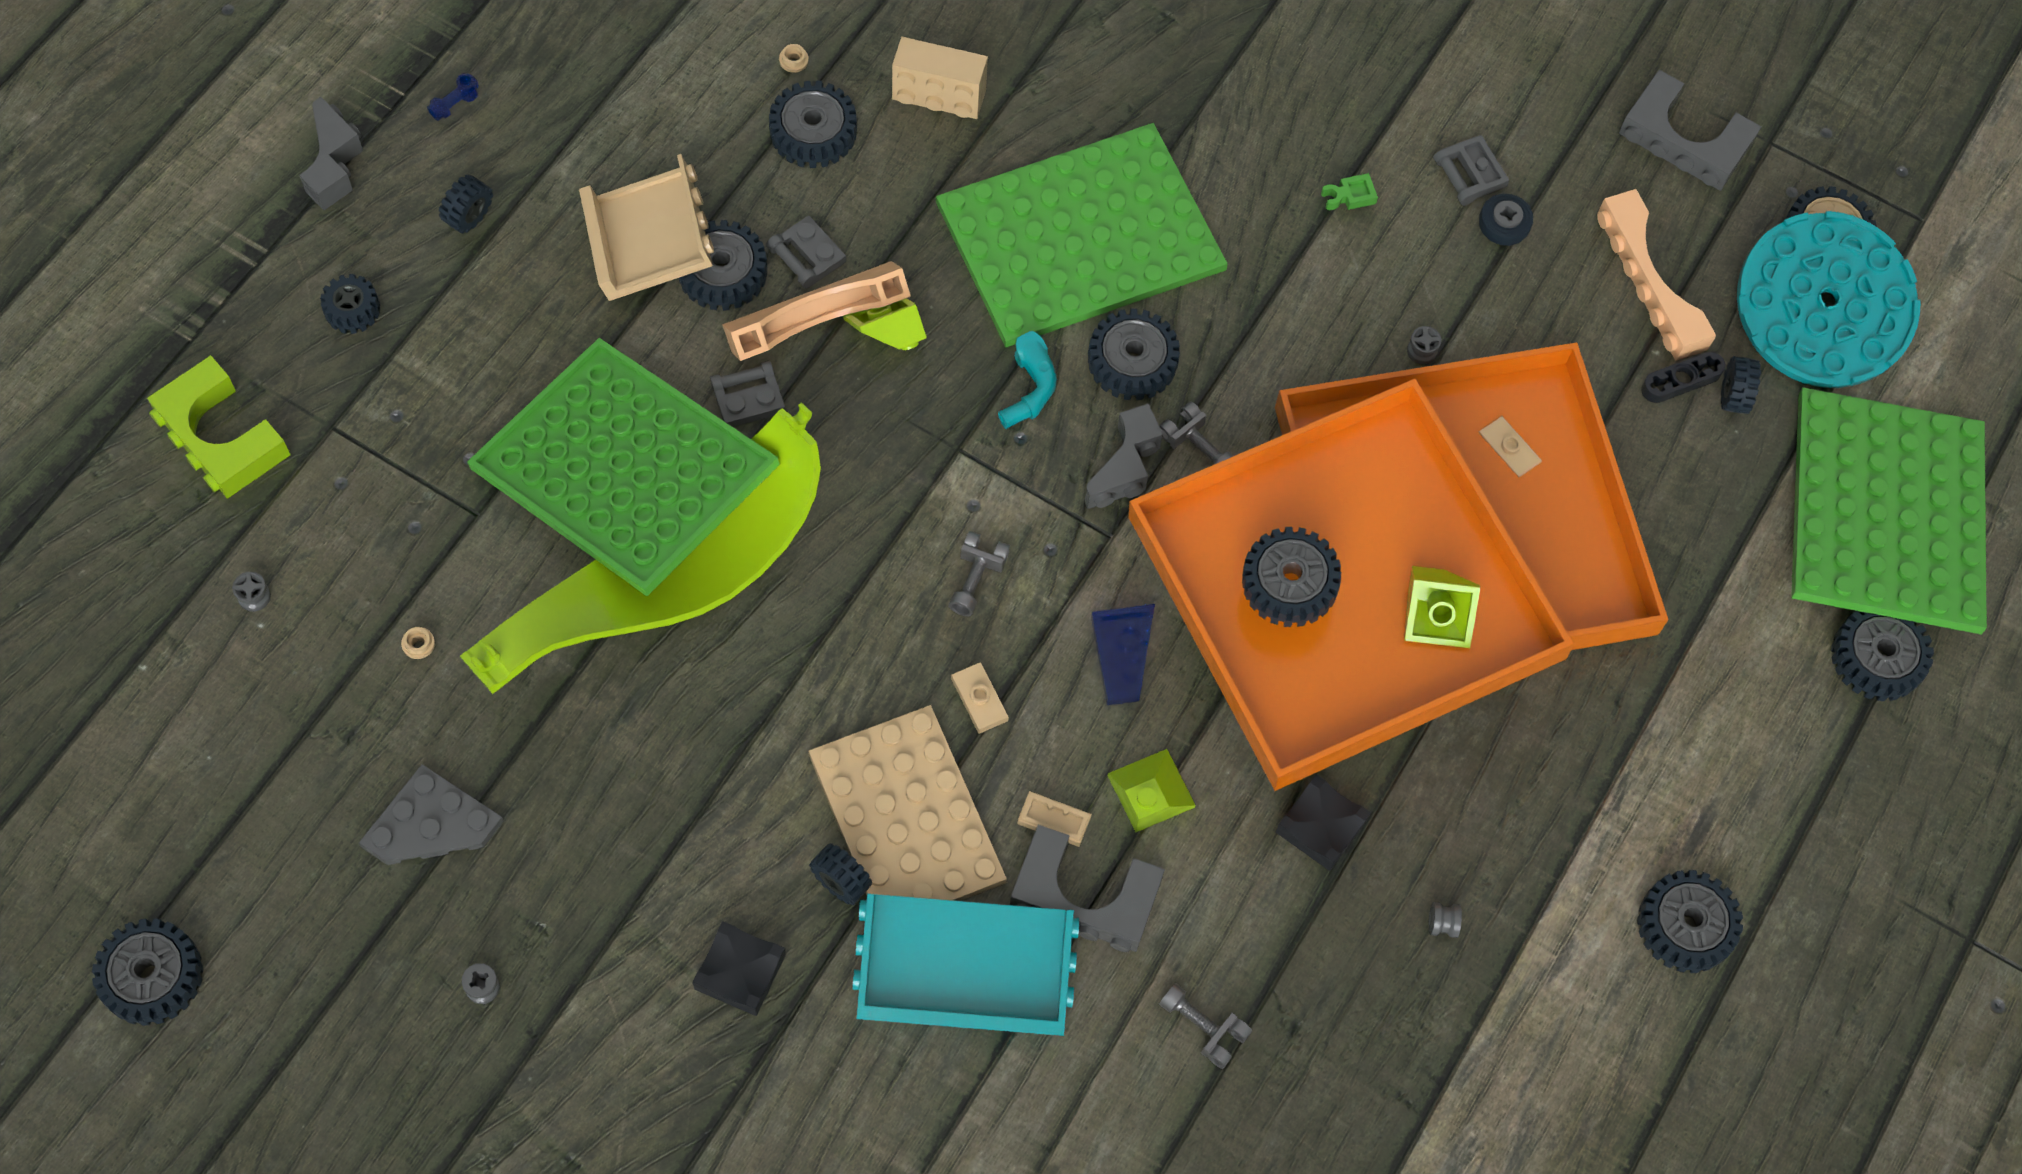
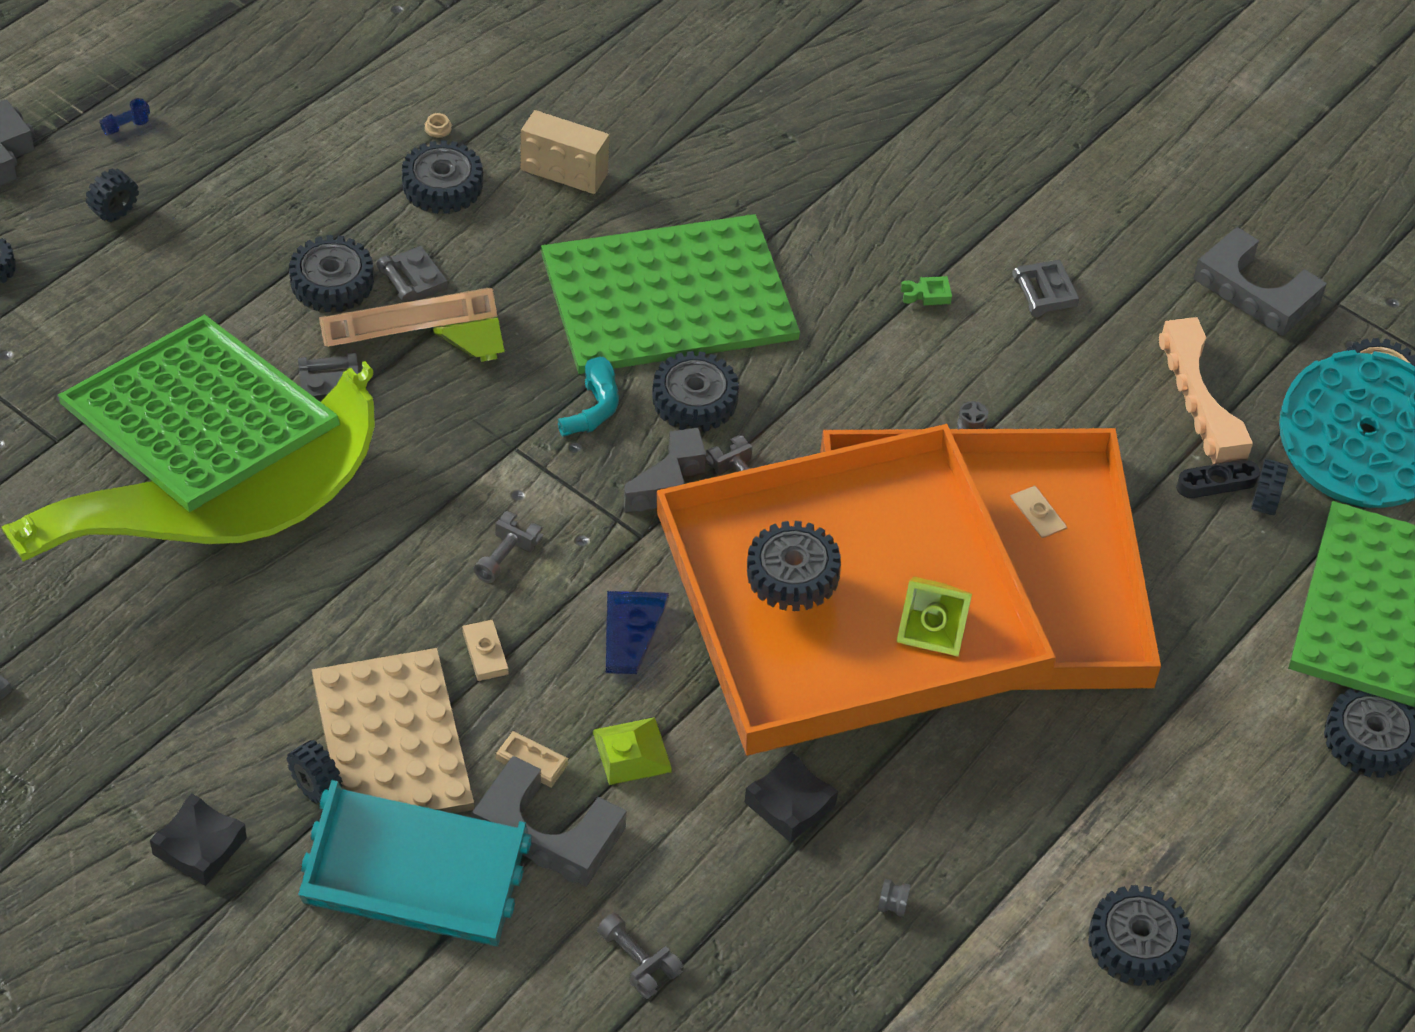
camera: 10 degrees right, 15 degrees down
(647, 231) = (268, 236): tan panel -> none
(1498, 227) = (1070, 330): black wheel -> none

